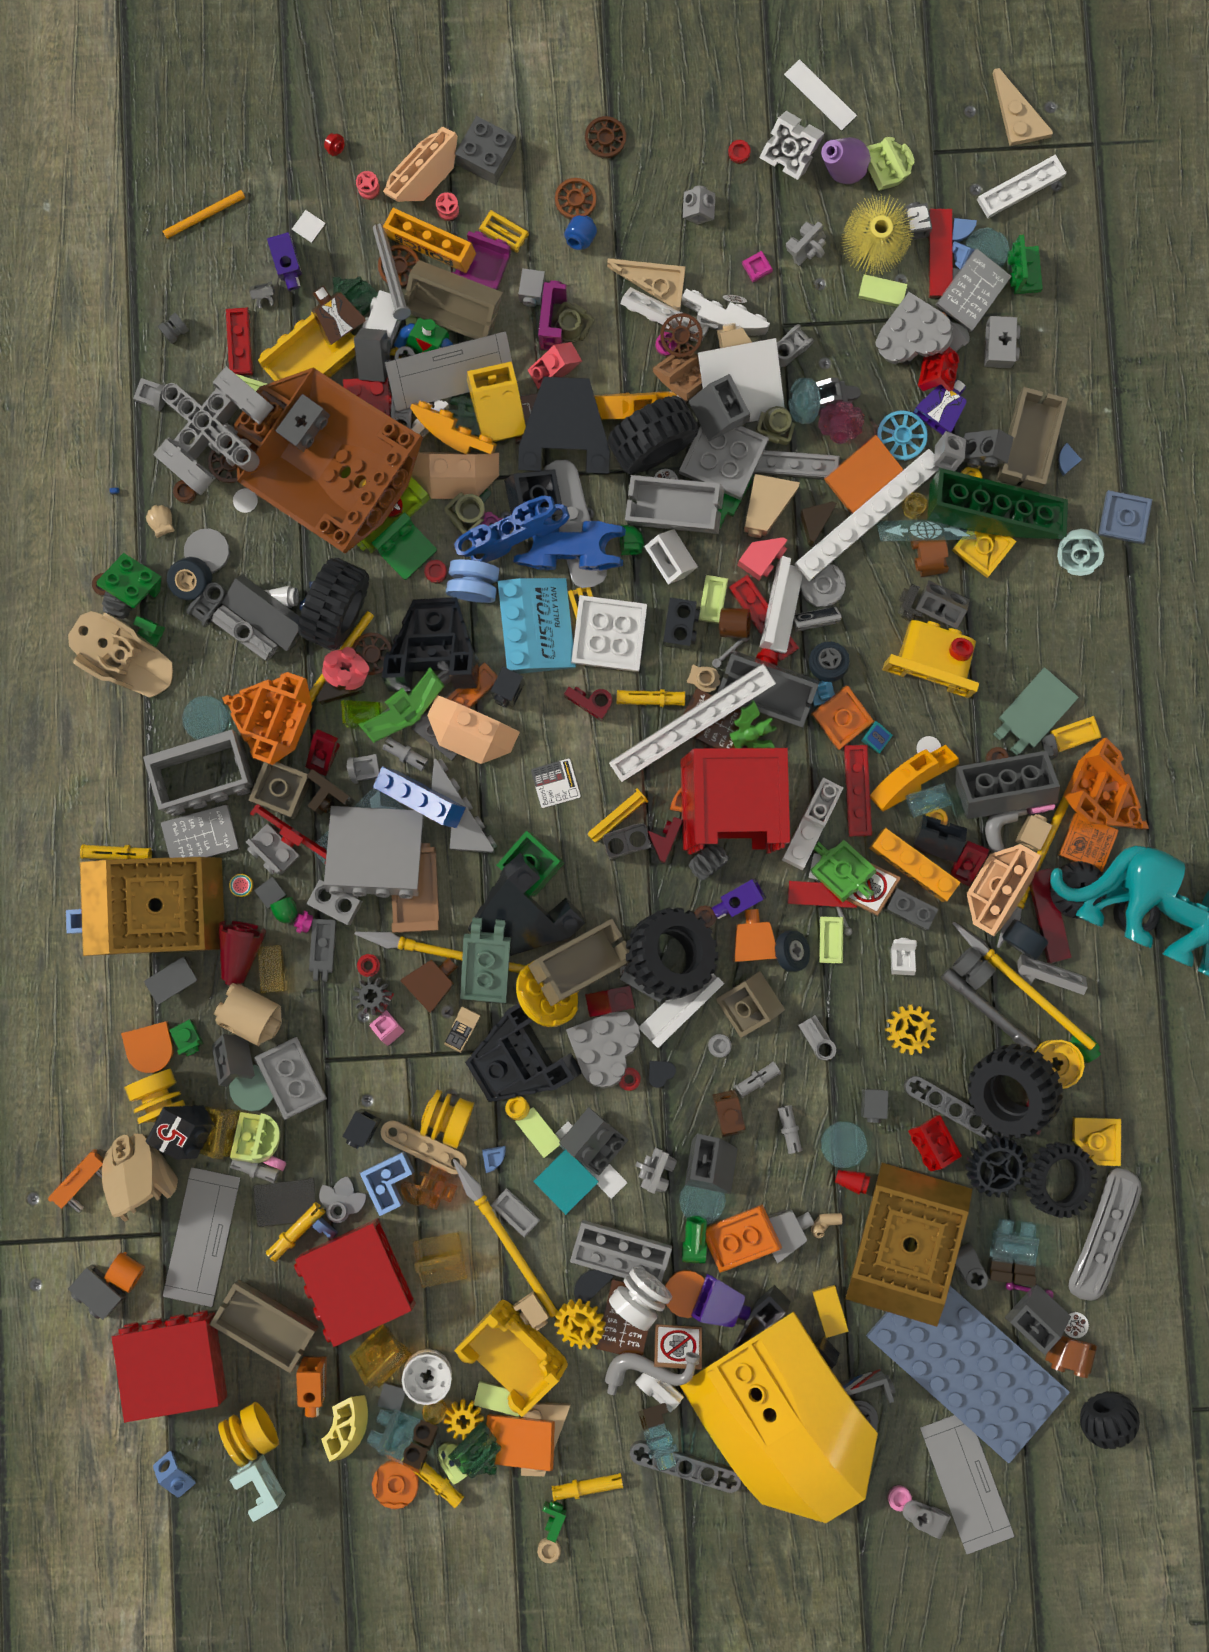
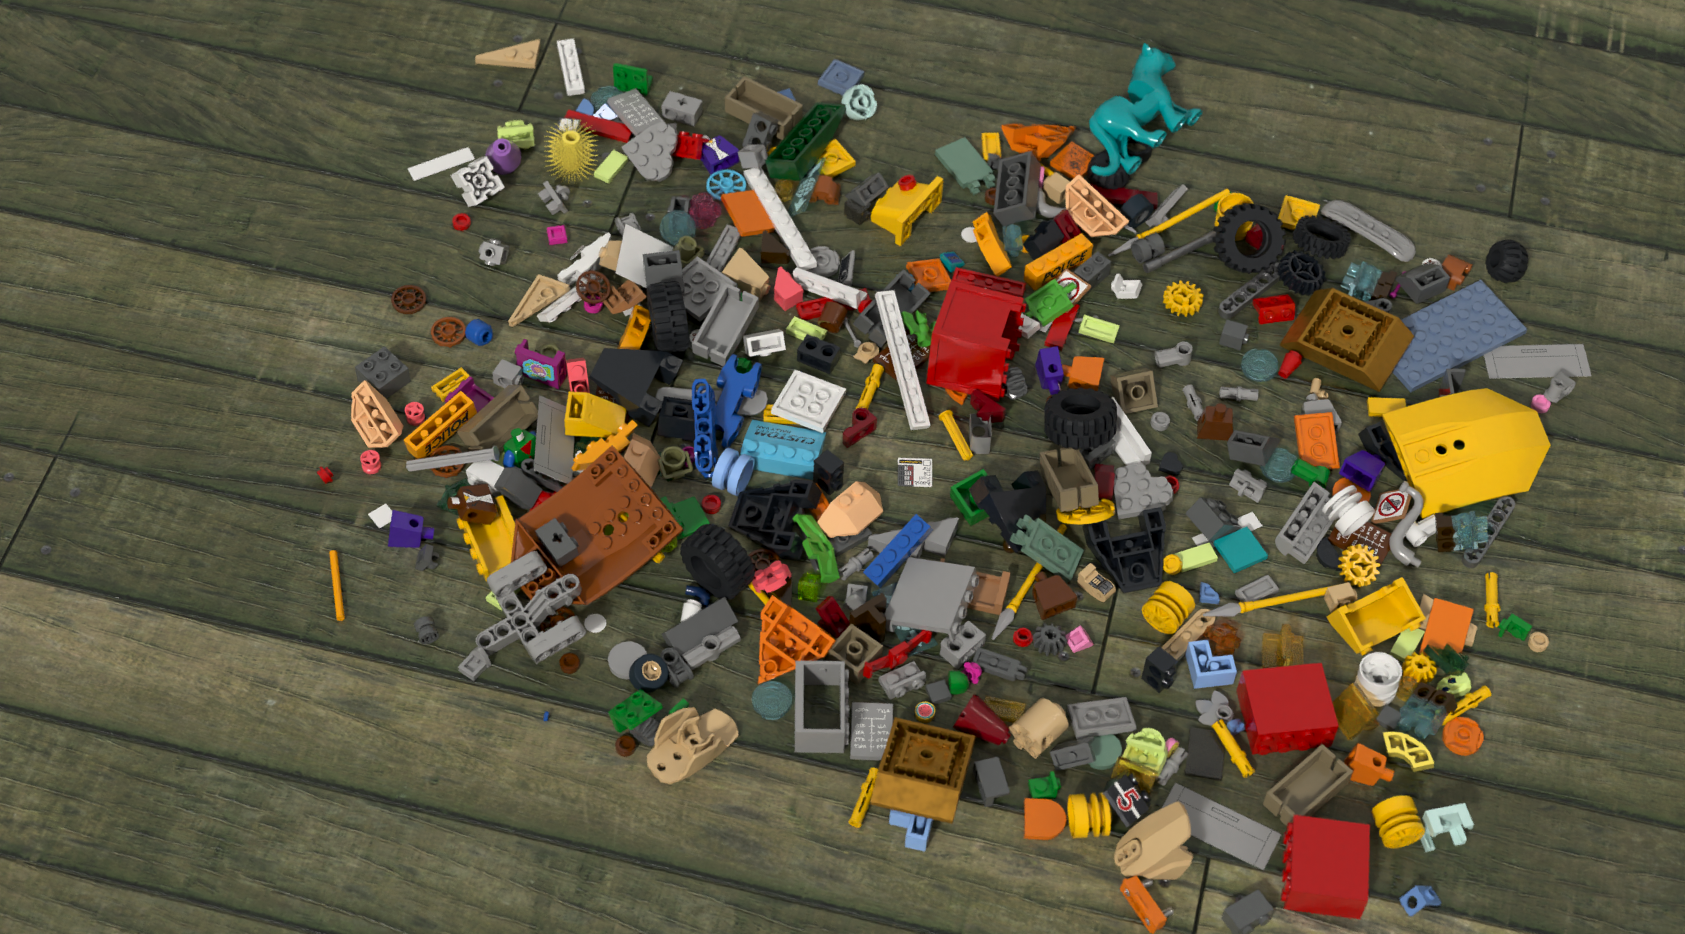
camera: 75 degrees left, 30 degrees down
(124, 1272) = (1235, 885): orange piece -> none
(160, 520) = (587, 686): tan animal -> none
(239, 341) = (458, 589): red tile -> none
(784, 947) = (1100, 350): black bush -> none
(829, 653) = (883, 270): black wheel -> none

